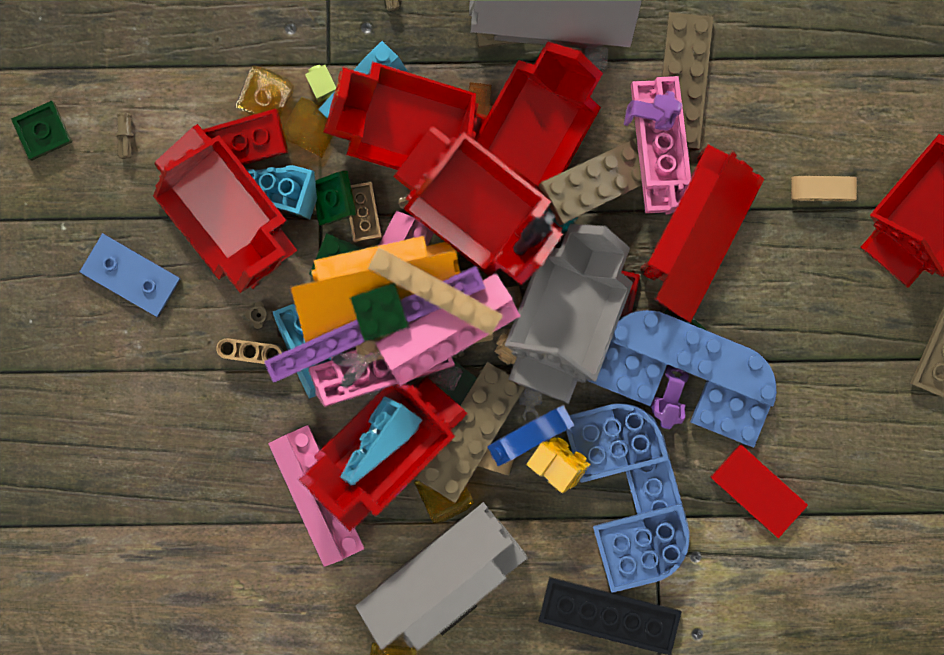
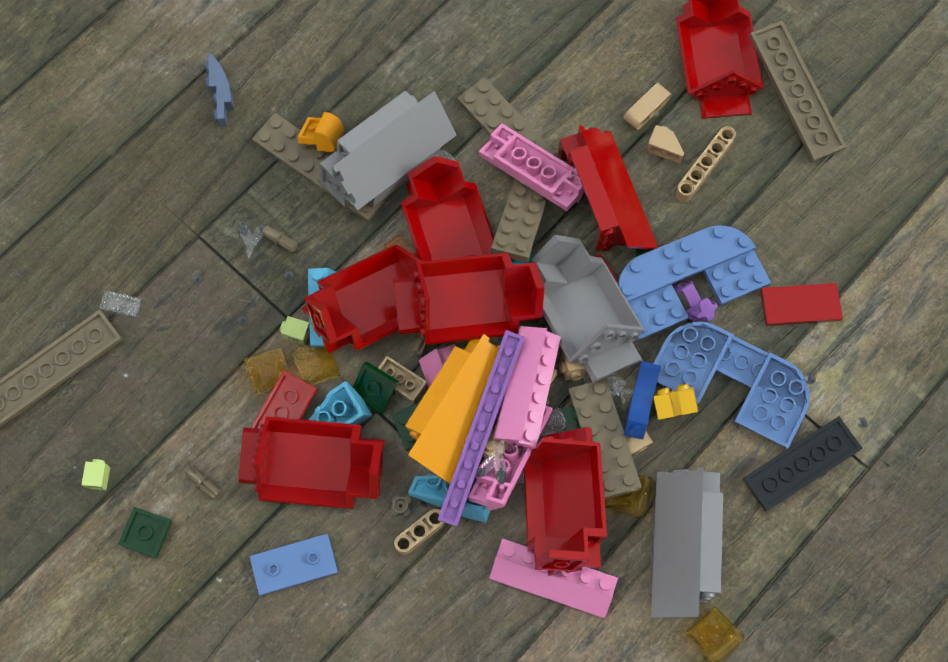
camera: 45 degrees left, 15 degrees down
(47, 43) = (96, 475): none -> yellowish green brick
(379, 312) = (477, 414): dark green plate -> none
(389, 429) = (555, 484): medium azure wedge -> none
(435, 291) = (497, 367): tan plate -> none
(534, 233) = (518, 277): black hinge -> none
(662, 111) = (517, 147): medium lavender piece -> none
(800, 237) = (665, 144): none -> tan slope
(825, 291) = (701, 171): none -> tan beam

